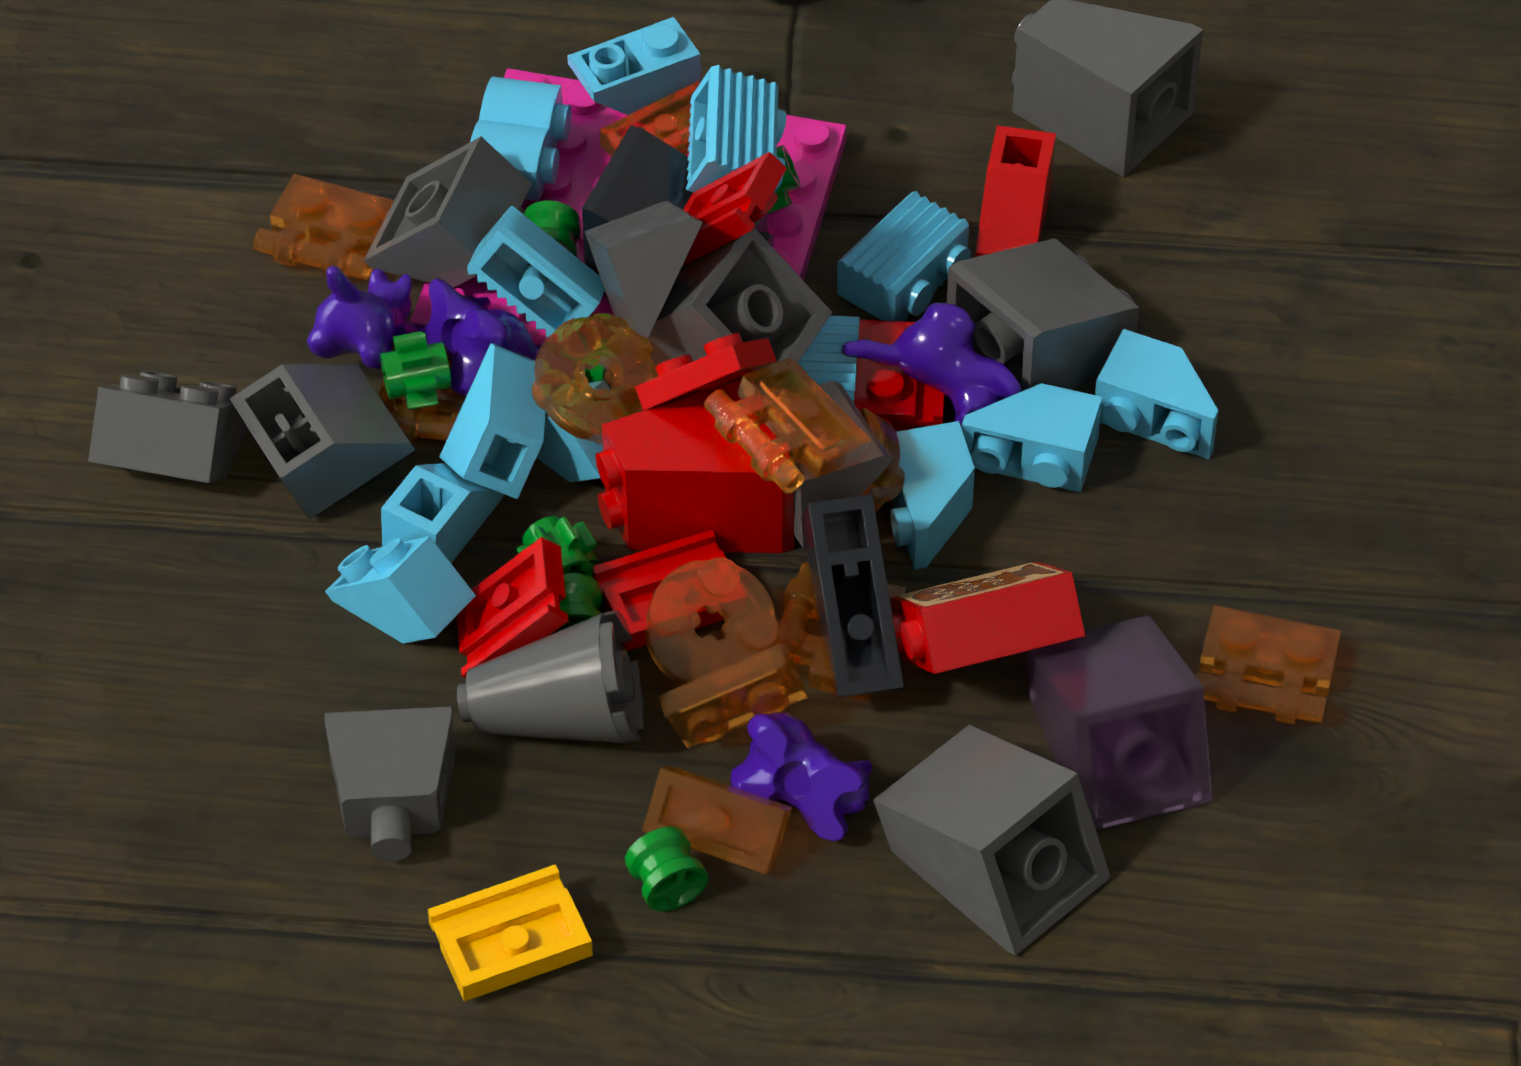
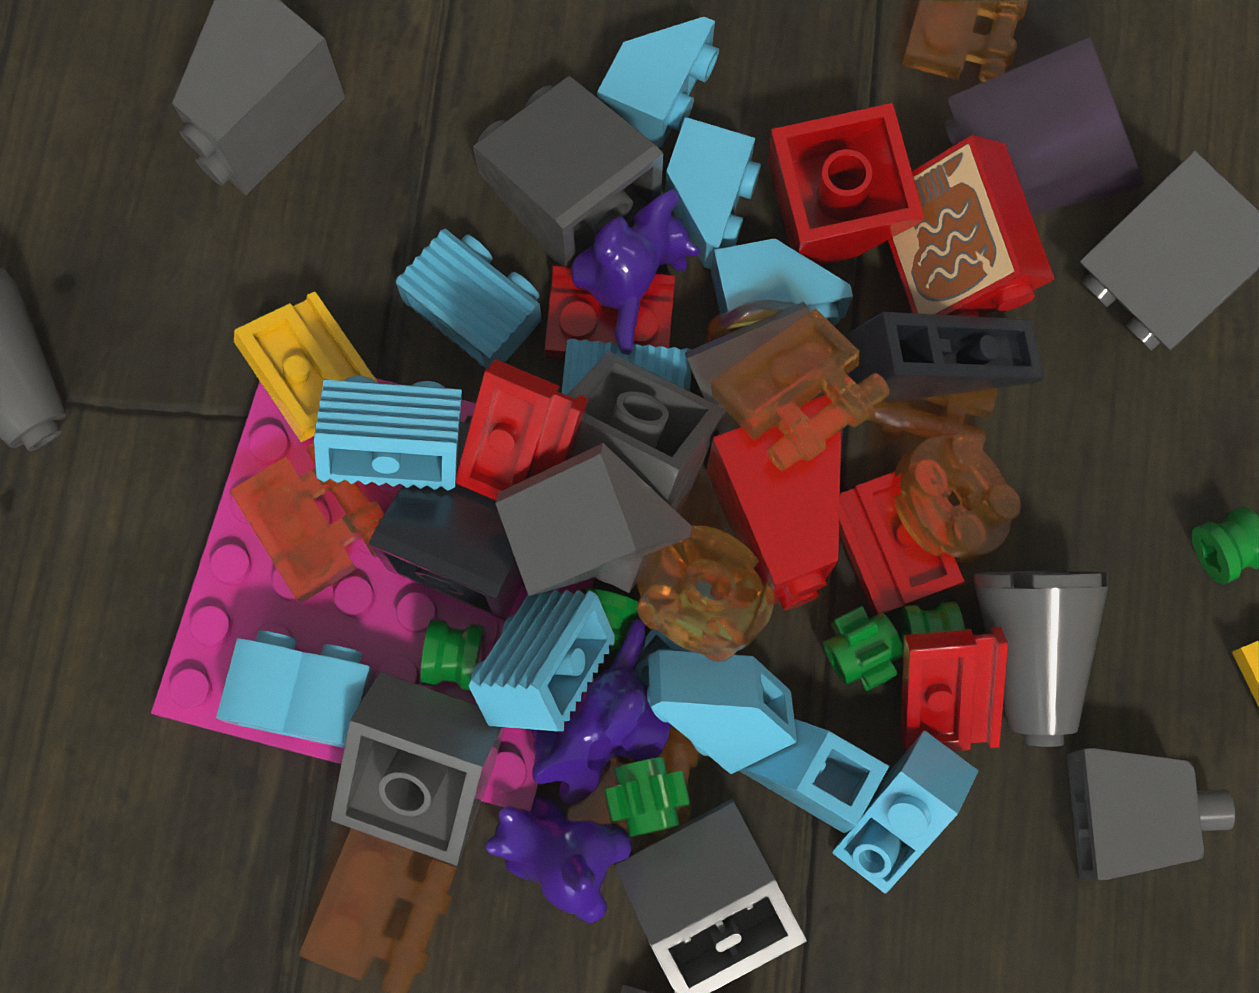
camera: 90 degrees left, 25 degrees up
(638, 66) = (216, 552): medium azure slope -> none
(719, 818) = (1172, 498): clear orange plate -> none
(725, 361) = (733, 468): red plate -> none
(732, 696) = (1055, 498): clear orange plate -> none
(797, 769) = (1113, 429): dark purple animal -> none
(832, 130) = (294, 354): none -> yellow plate
(1016, 189) = (399, 184): red slope -> none
(1035, 512) = (843, 183): none -> red slope

